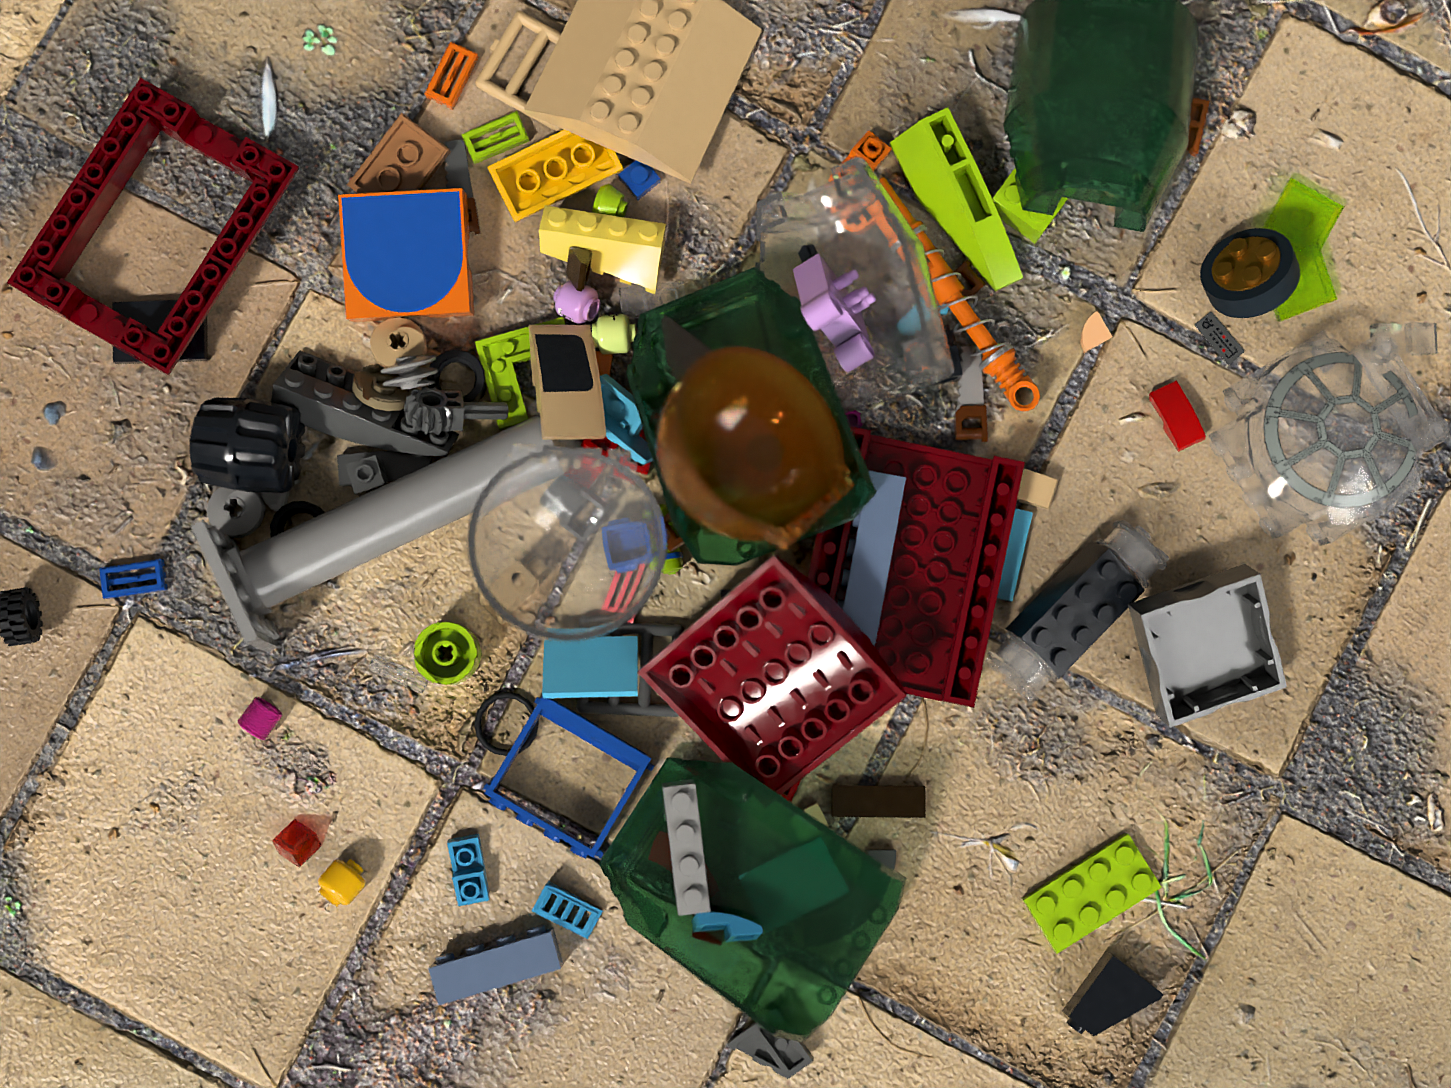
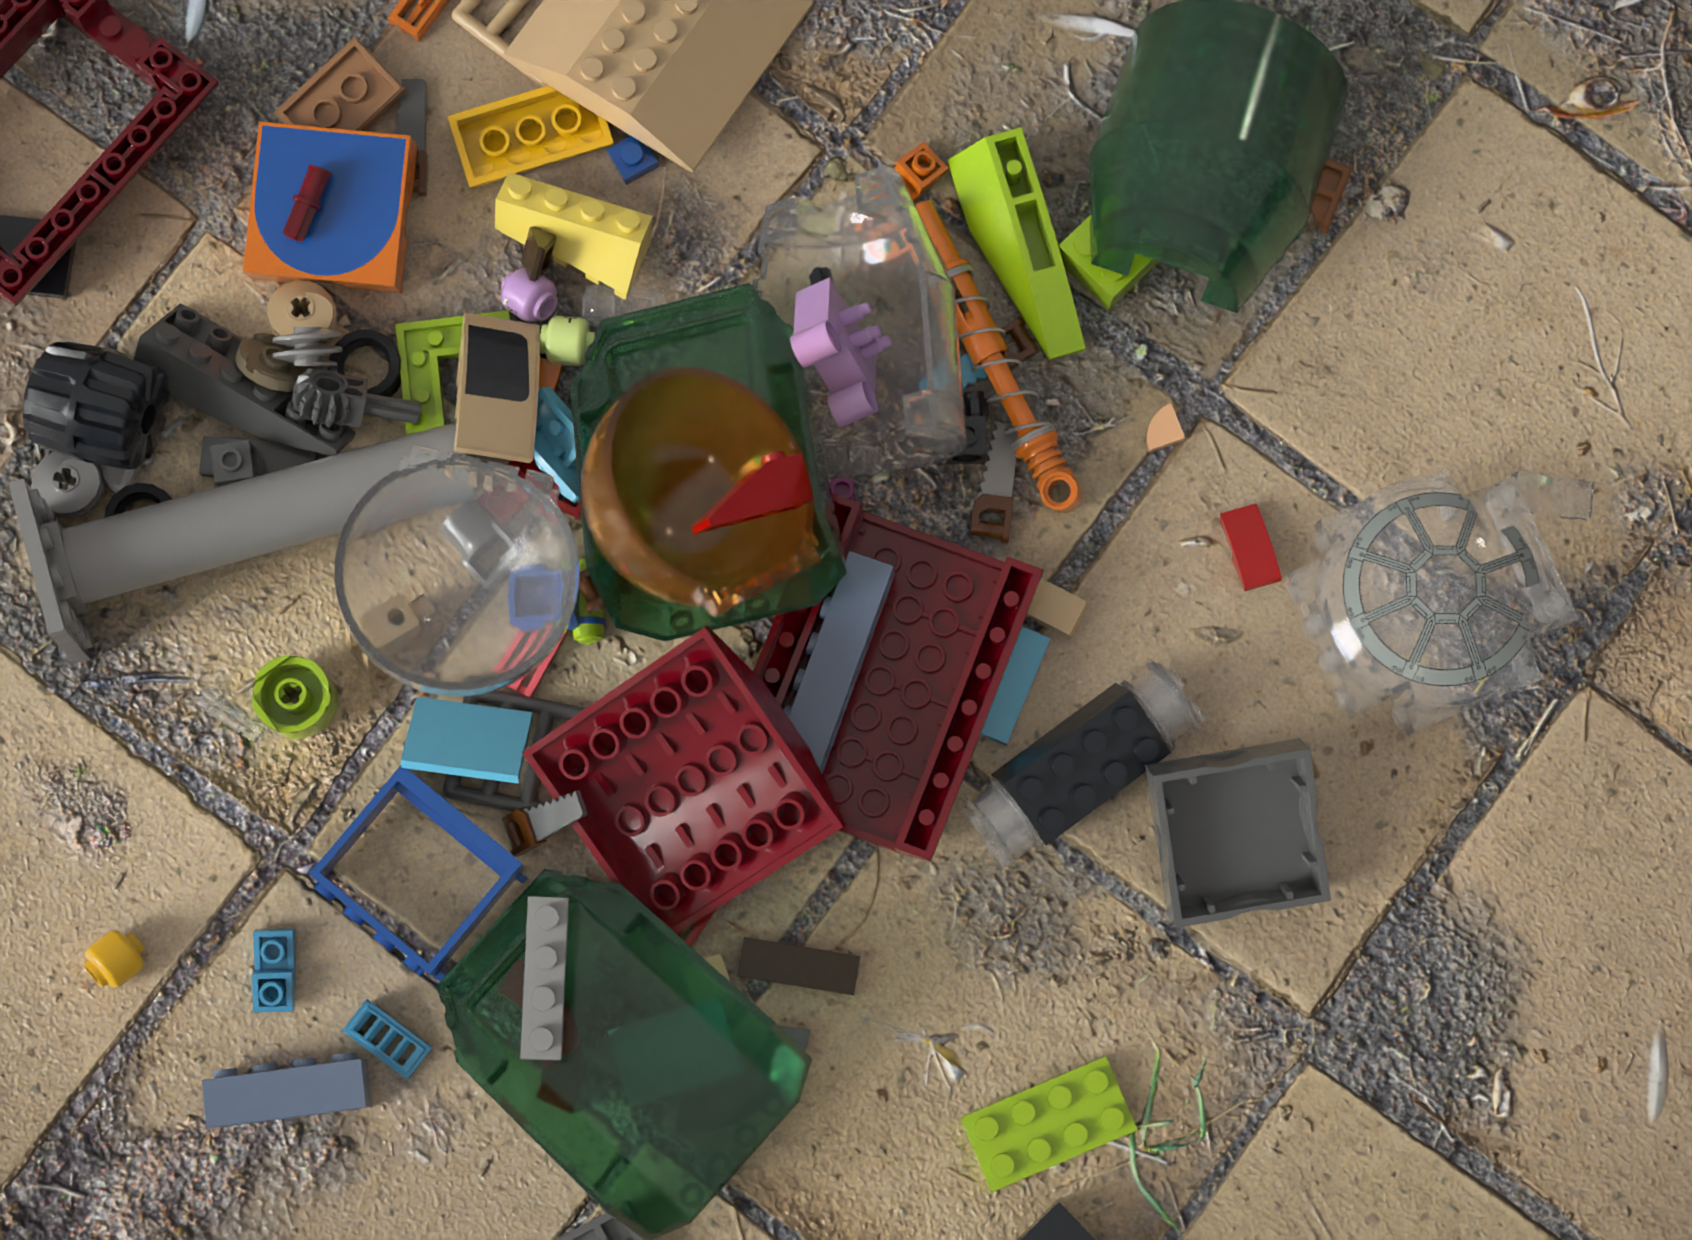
camera: 15 degrees right, 5 degrees down
(259, 718) = (50, 741): dark pink piece -> none
(296, 843) = (68, 903): clear red slope -> none
(388, 256) = (306, 203): none -> dark red axle
(481, 710) = (325, 776): black piece -> none
(501, 147) = (467, 83): lime tile -> none
(610, 201) = (590, 180): lime cone -> none
(655, 725) = (532, 825): none -> piece
(681, 347) = (638, 356): clear smoke slope -> none
(734, 927) = (591, 1089): dark azure slope -> none
(801, 440) = (767, 490): none -> red slope
(1219, 338) = (1320, 460): dark grey sticker -> none
(1250, 273) = (1363, 383): wheel -> none
(1303, 215) = (1446, 329): clear neon green tile -> none
(1313, 286) = (1427, 405): clear neon green tile -> none

